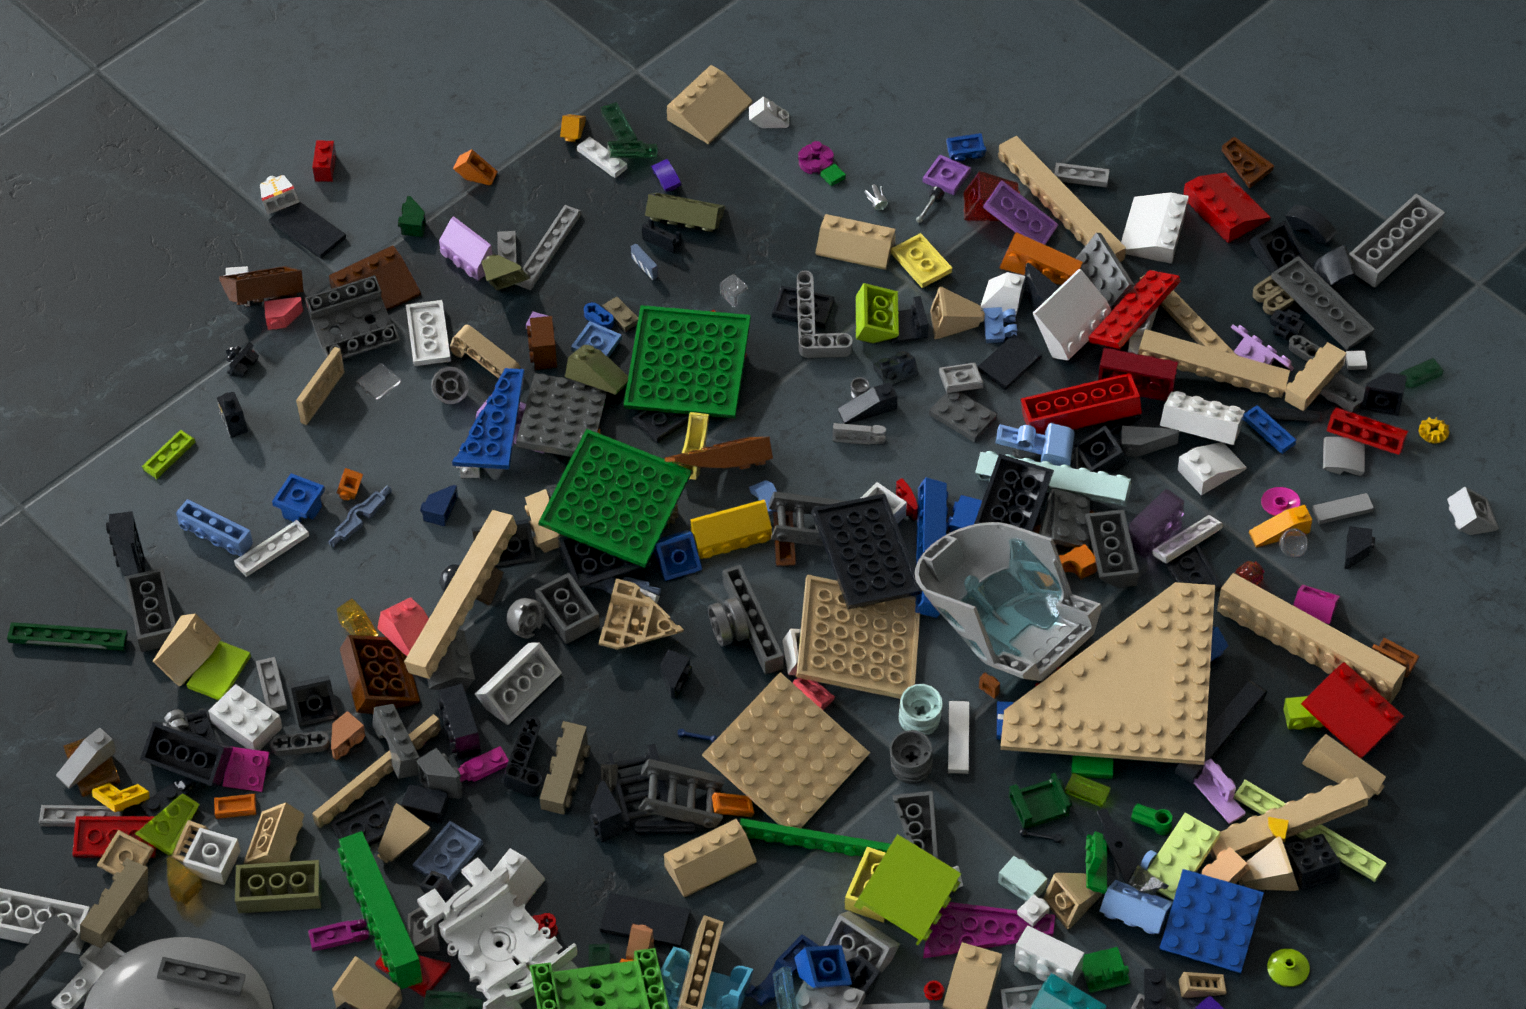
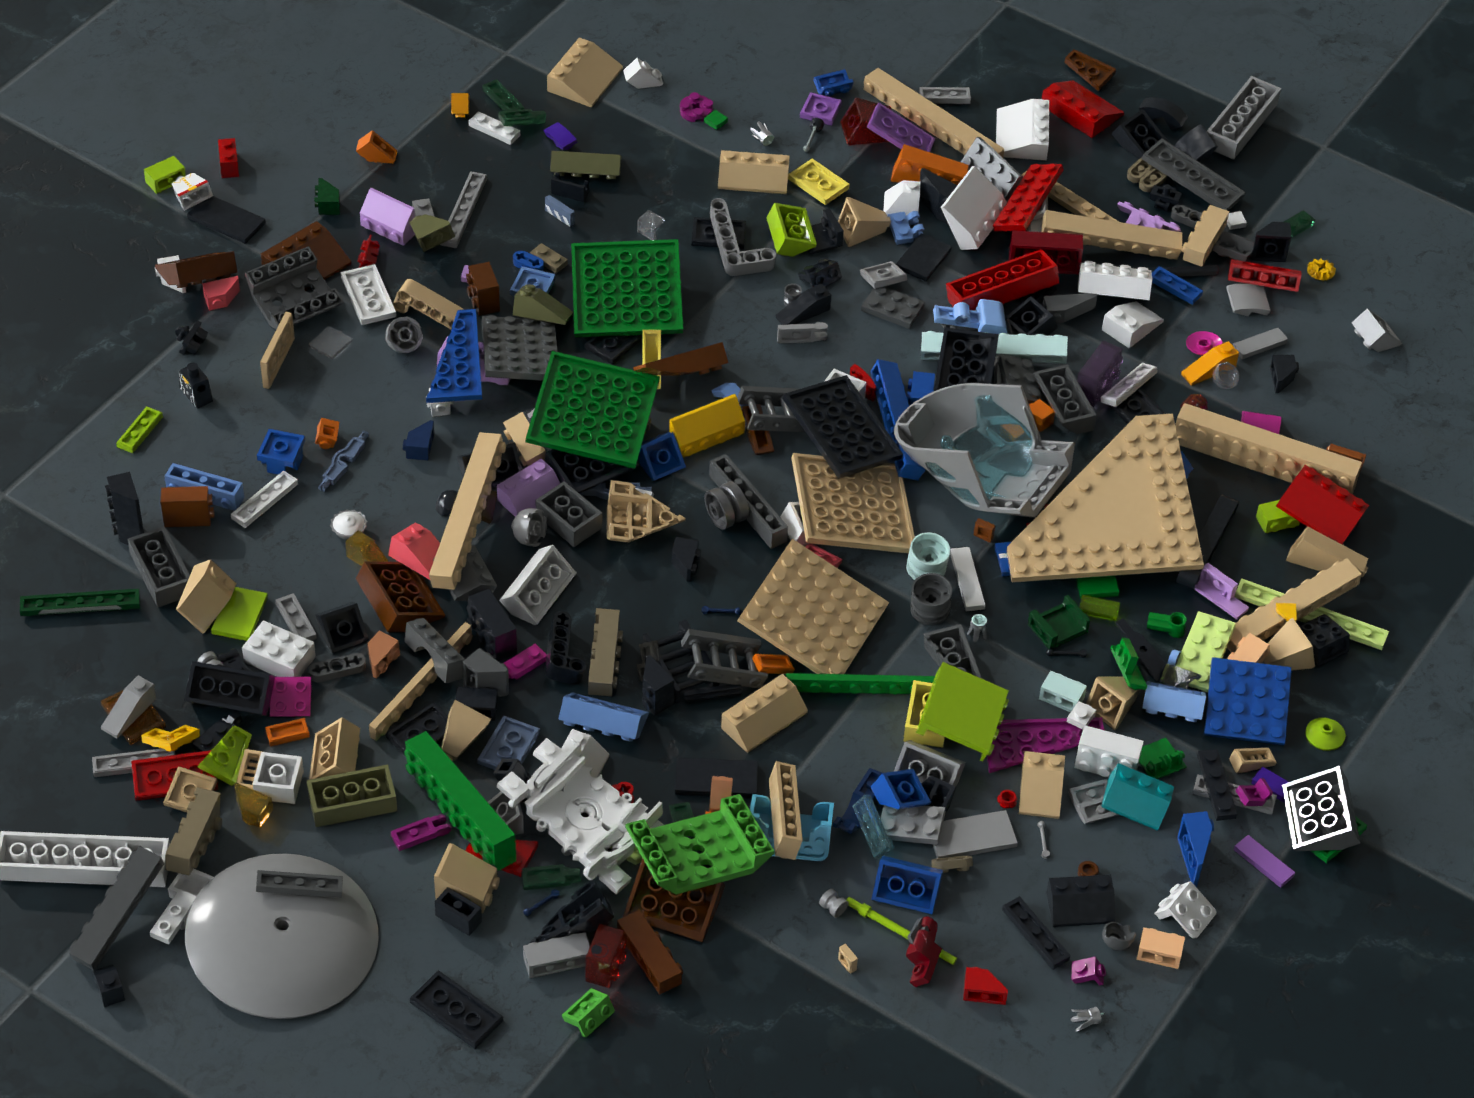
camera: 15 degrees left, 5 degrees down
(191, 548) = (186, 506): none -> dark orange brick
(256, 171) = (163, 174): none -> lime brick
(346, 587) = (347, 523): none -> white piece
(441, 280) = (370, 252): none -> red hinge
(533, 572) = (526, 486): none -> lavender slope
(547, 836) = (603, 716): none -> medium blue slope
(954, 791) = (978, 623): none -> piece

